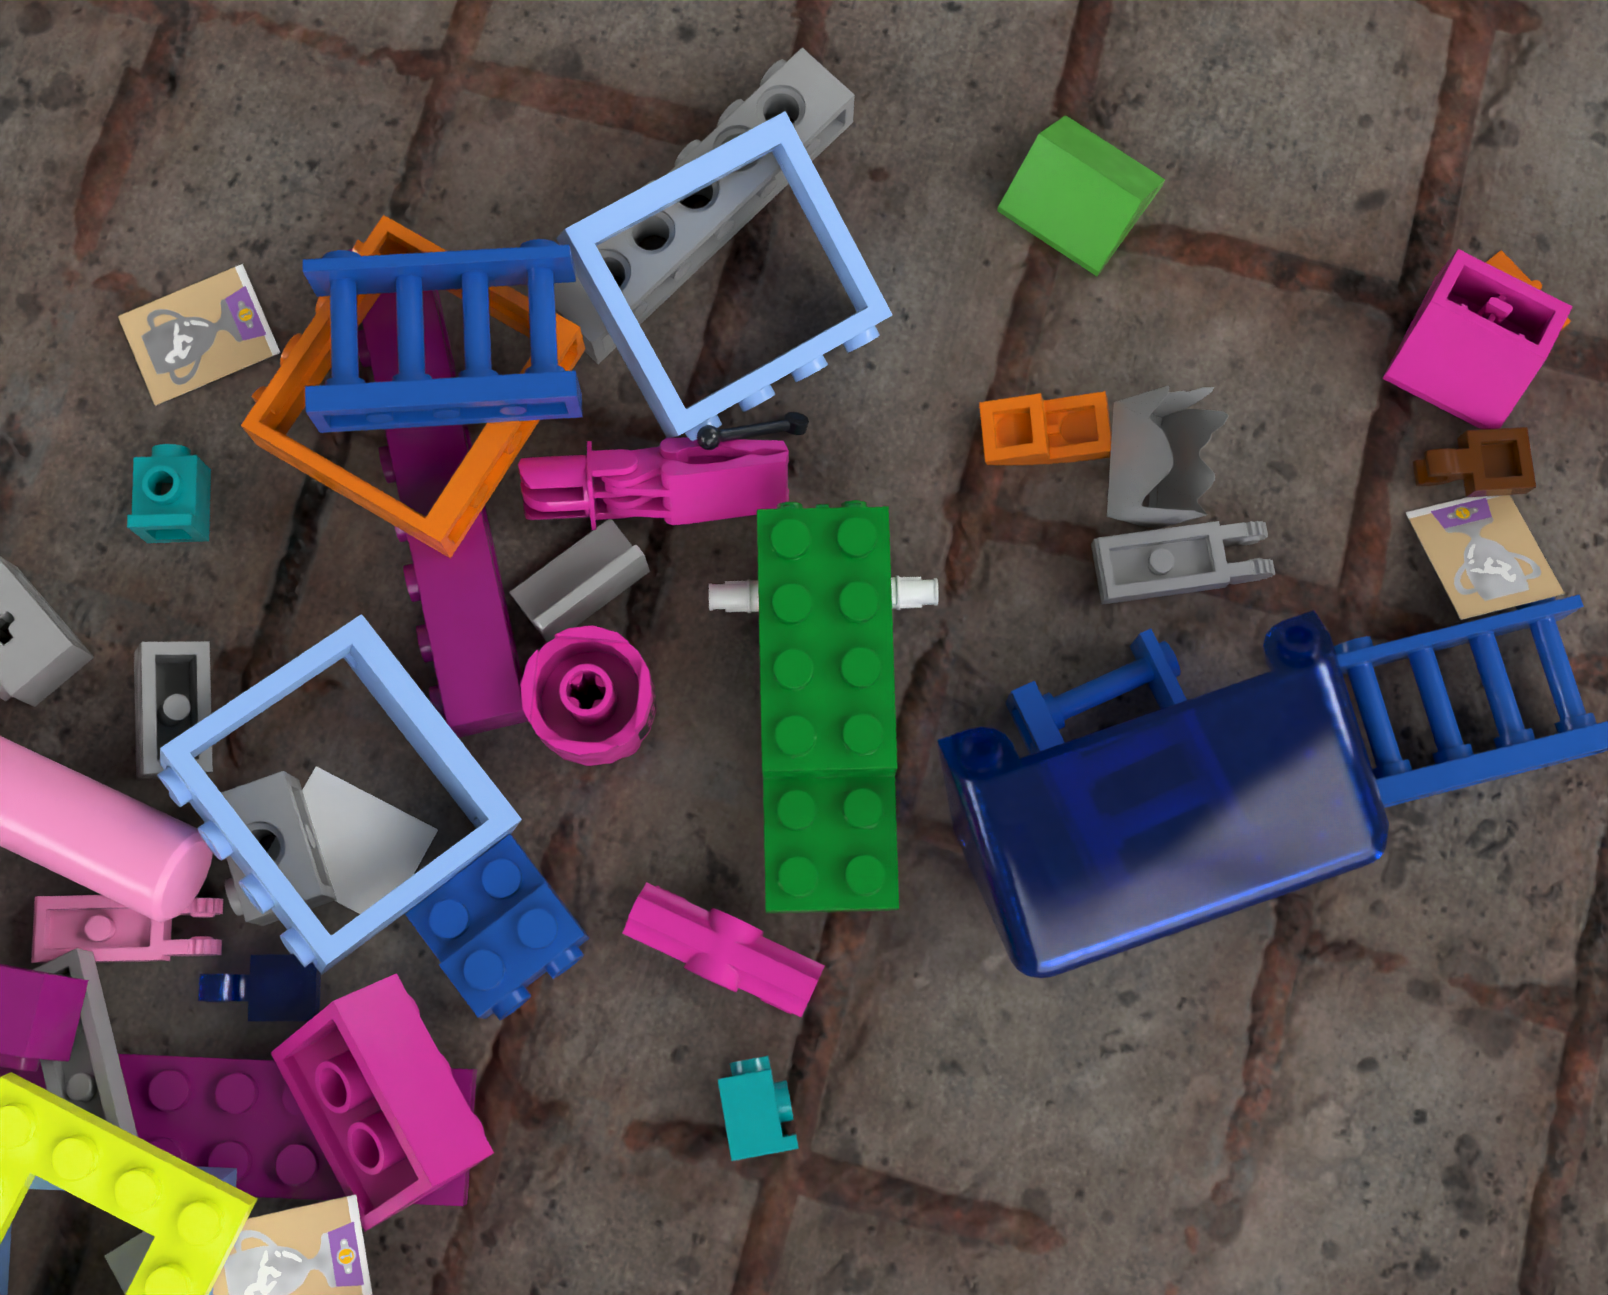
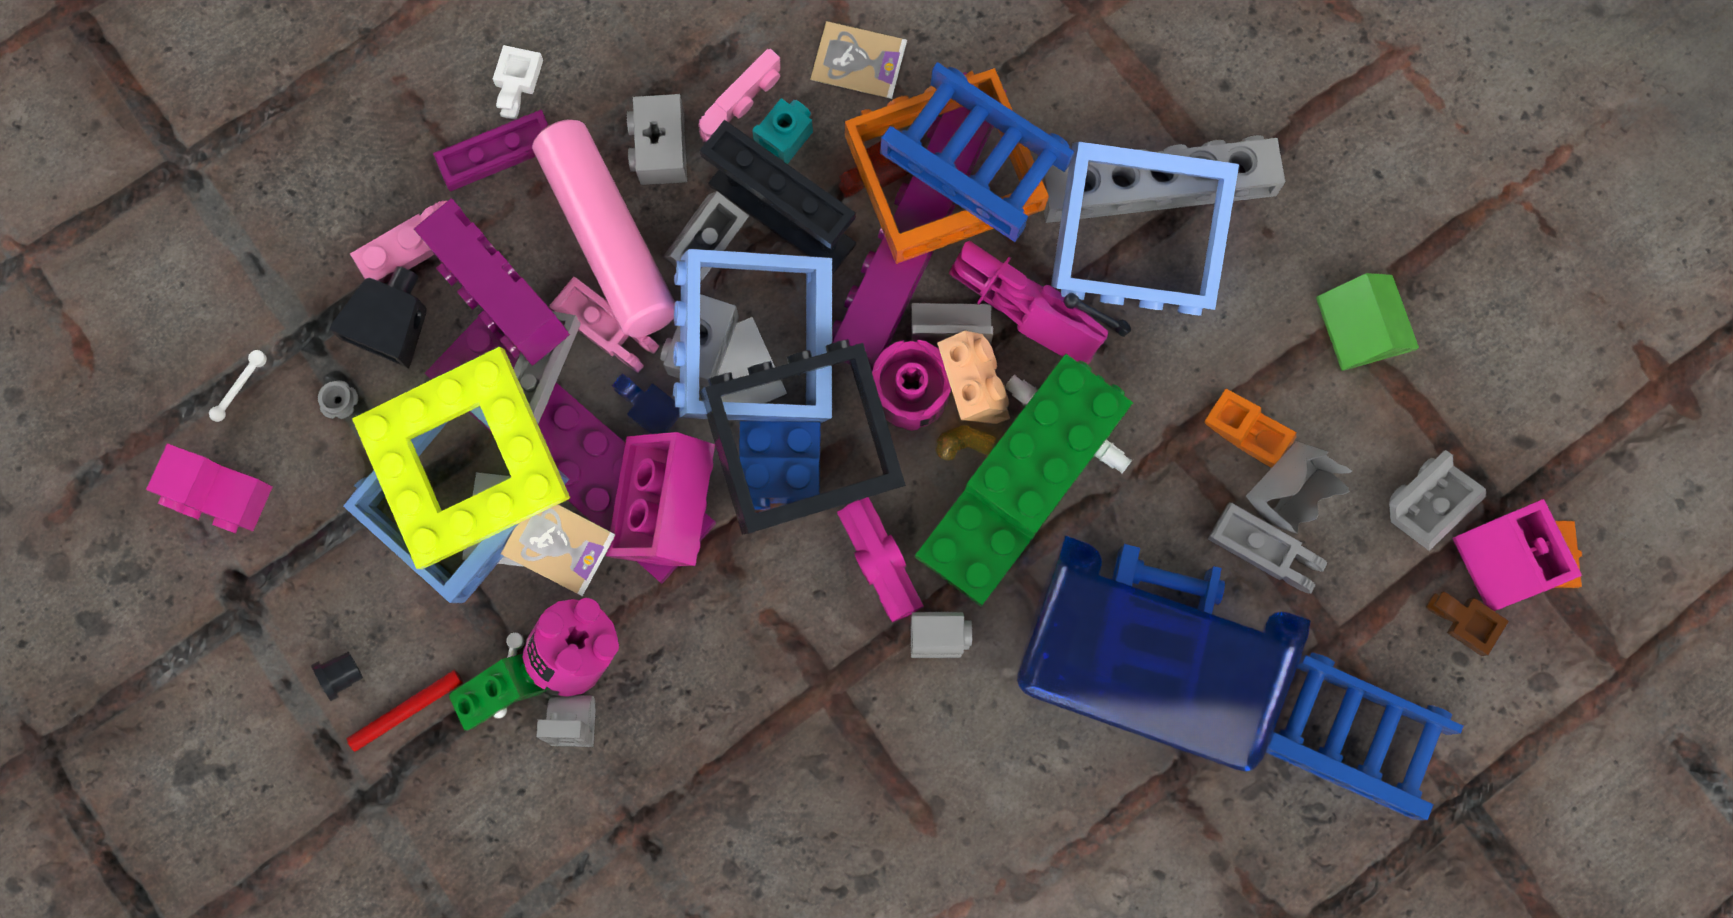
camera: 40 degrees right, 0 degrees up
(75, 496) = (738, 97): none -> bright pink hinge
(226, 586) = (778, 195): none -> black fence
(342, 448) = (885, 170): none -> clear red plate
(391, 832) = (764, 374): none -> black window
(662, 629) = (973, 378): none -> light nougat plate
(704, 715) = (961, 438): none -> clear yellow arm
(755, 1109) = (834, 648): teal brick -> none
(875, 988) = (940, 634): none -> light grey brick
(1330, 350) = (1434, 501): none -> light grey bracket
(1484, 554) = (1431, 668): sticker -> none

